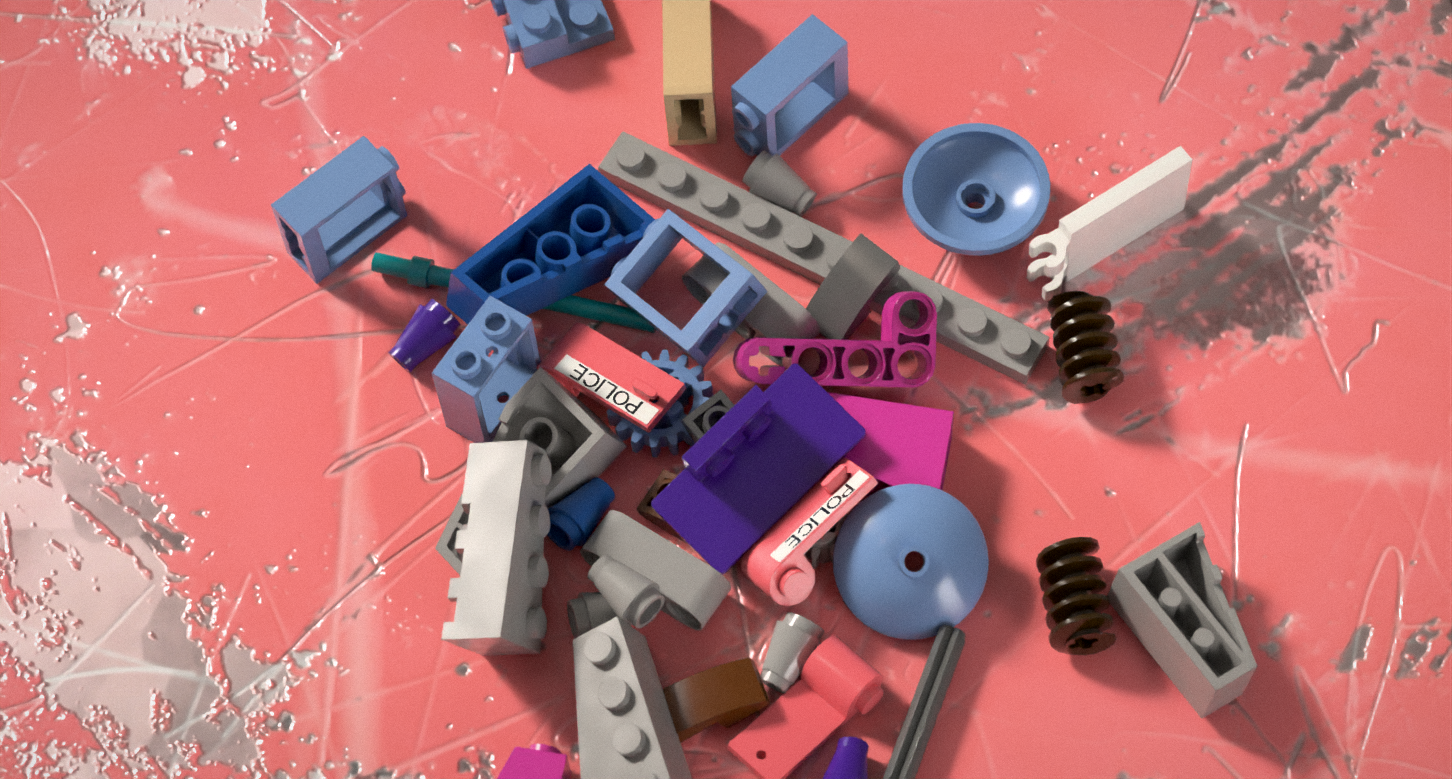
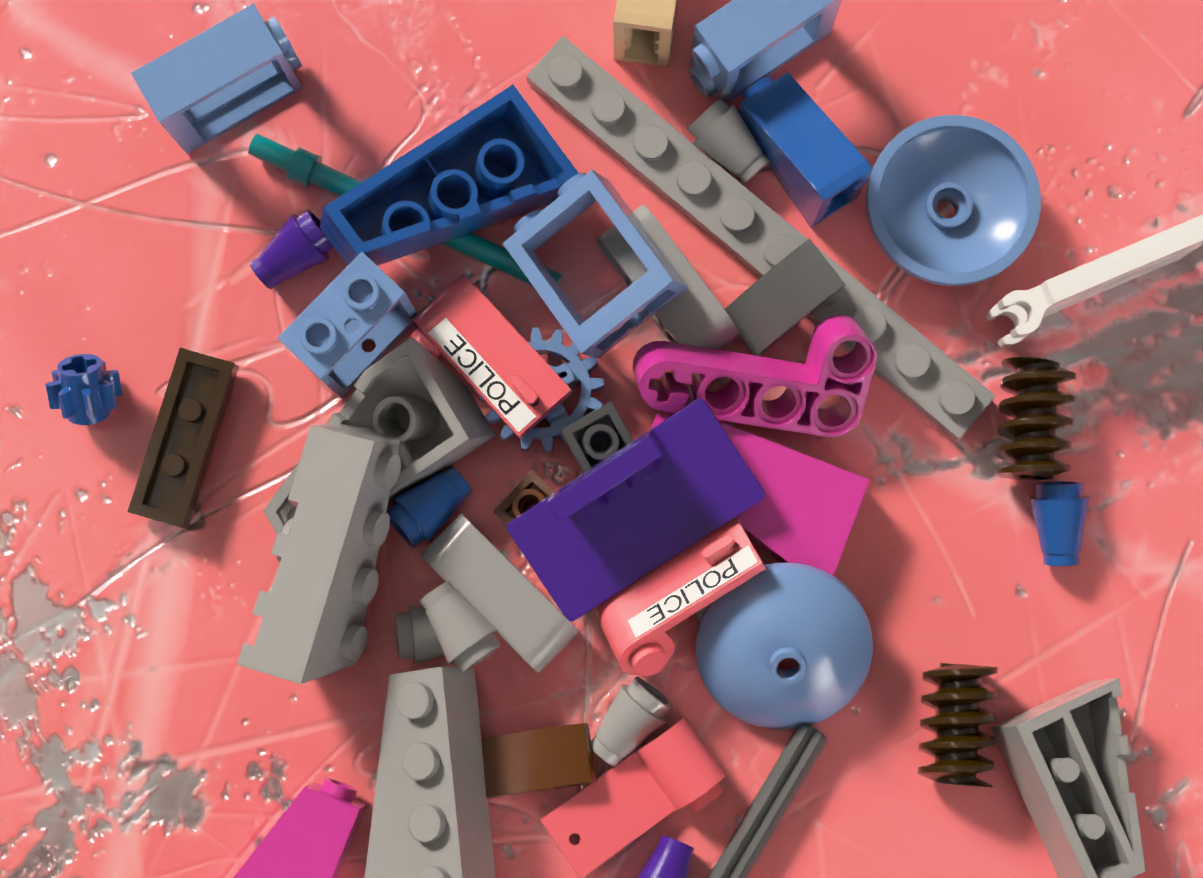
camera: 10 degrees right, 20 degrees up
(263, 474) = (84, 389): none -> blue gear
(355, 500) = (183, 438): none -> dark brown plate
(847, 174) = (803, 148): none -> blue slope
(1126, 422) = (1060, 520): none -> blue cone

